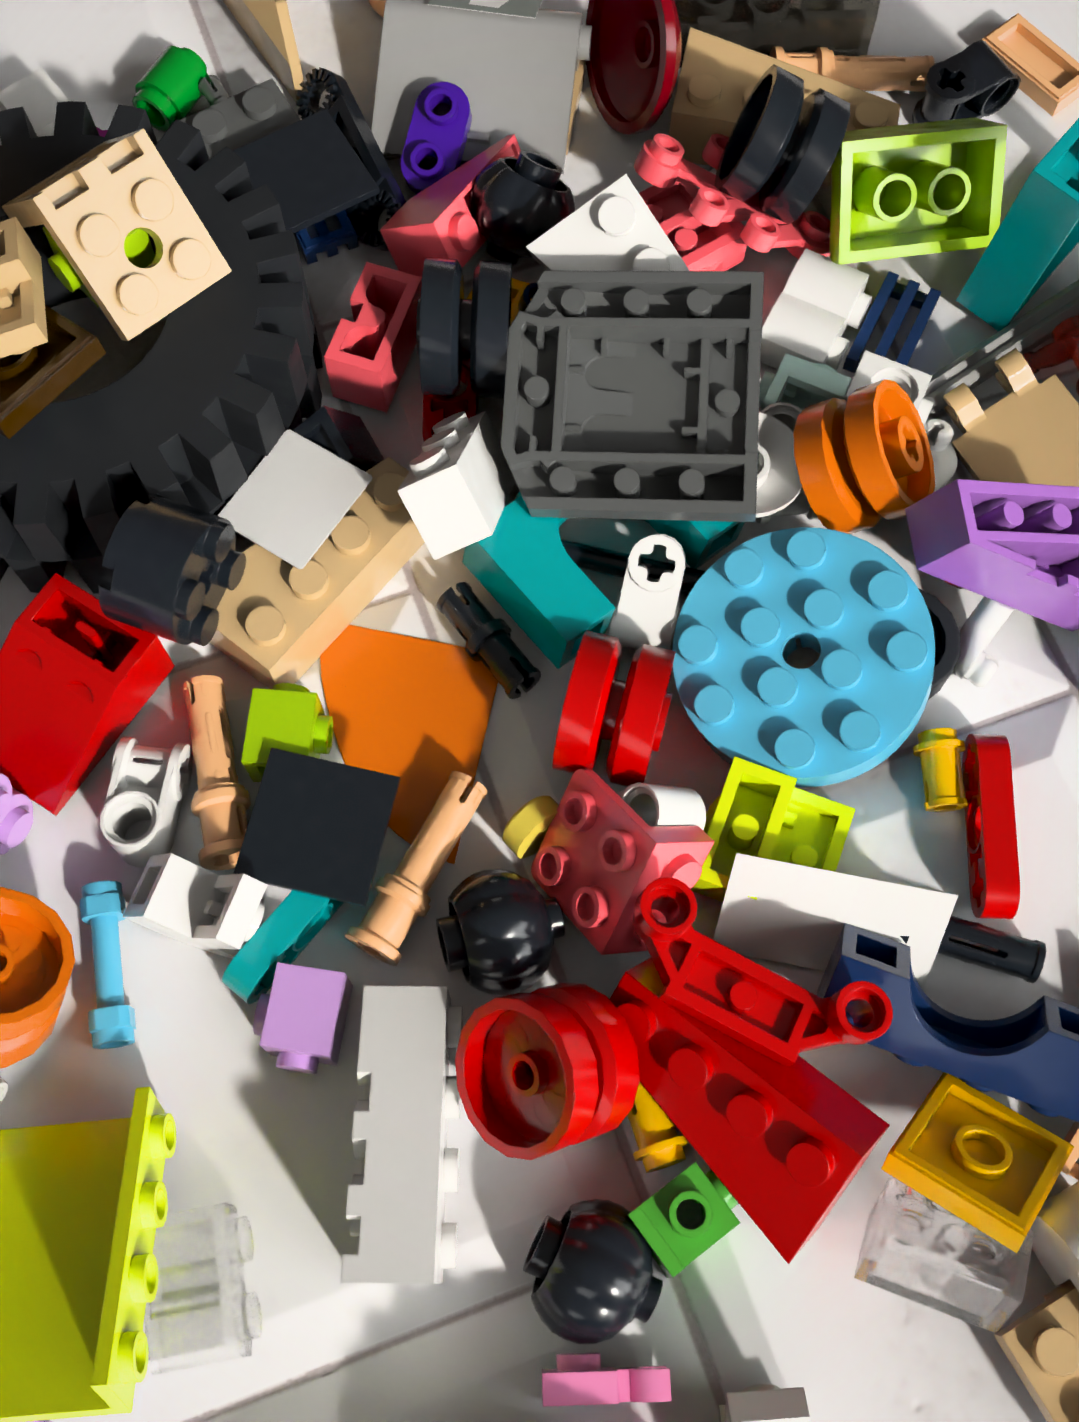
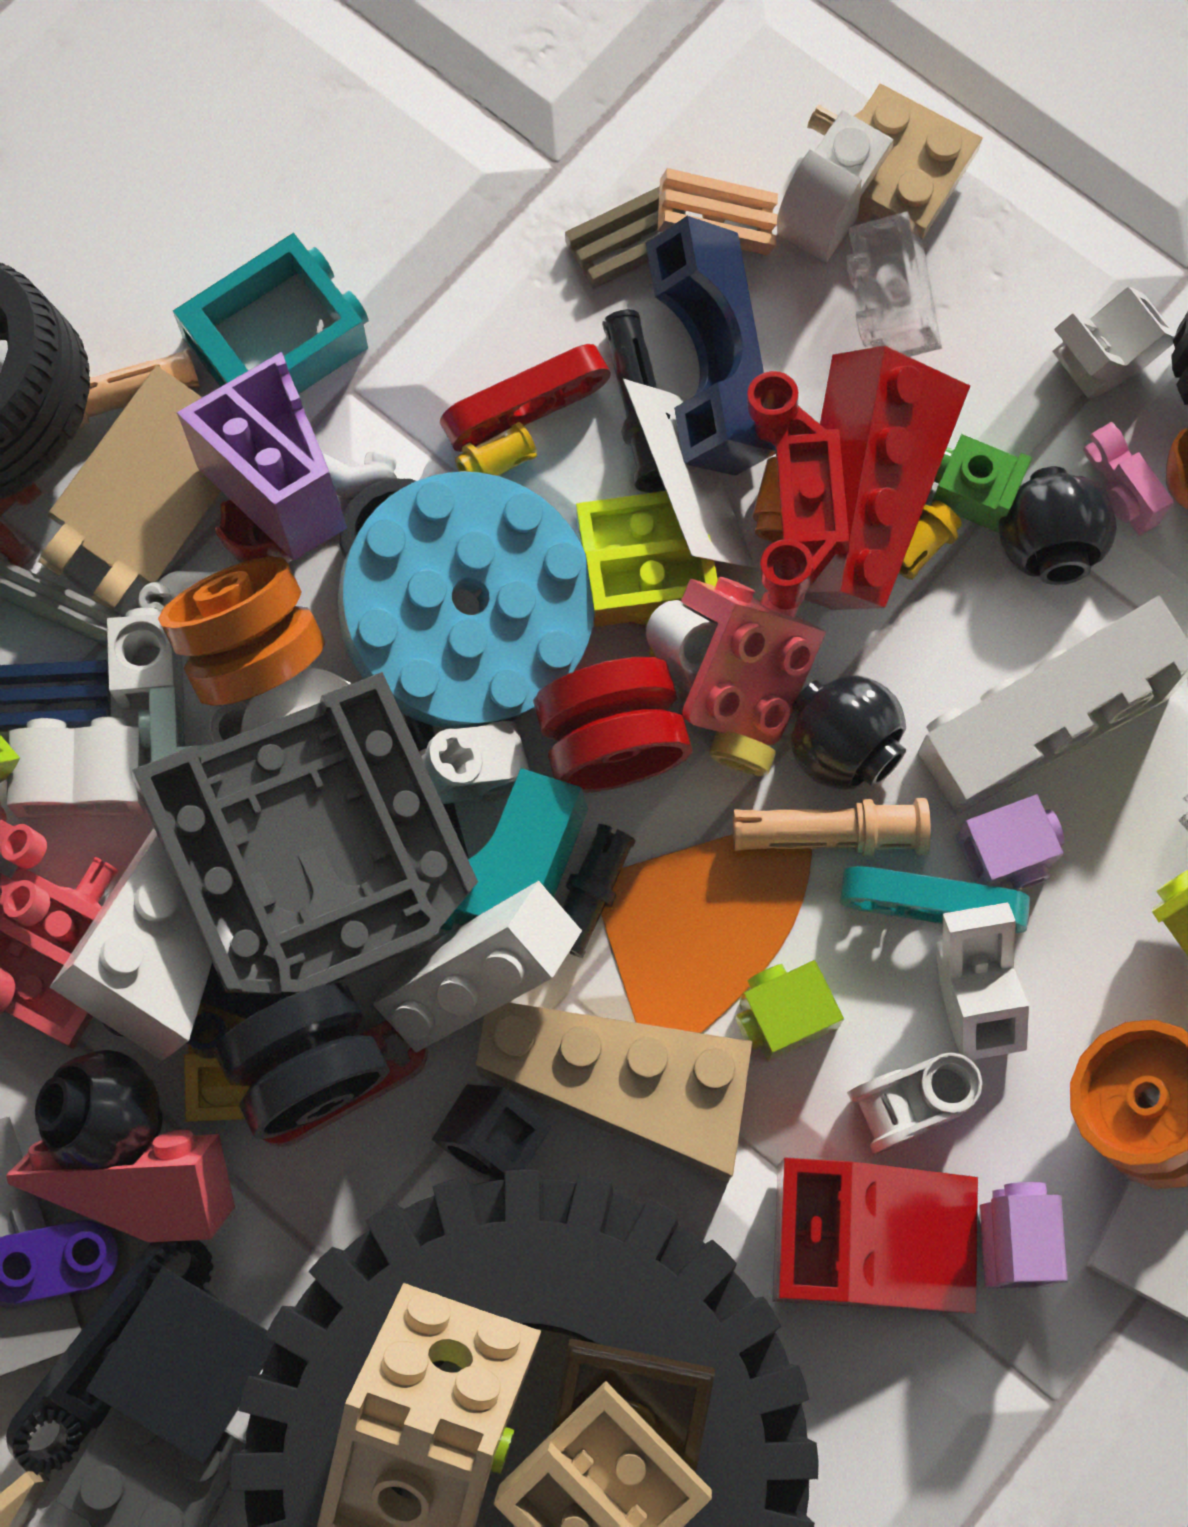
camera: 120 degrees left, 5 degrees up
(112, 1021) = (1030, 1075): medium azure bar -> none
(170, 570) = (731, 1156): black brick -> none
(220, 798) = (877, 1034): light nougat pin -> none
(295, 498) = (575, 1119): white sticker -> none
(318, 827) = (862, 916): black piece -> none
(374, 350) = (309, 1170): coral brick -> none
(546, 1069) = (946, 617): red wheel -> none
(978, 1160) = (813, 289): yellow tile -> none

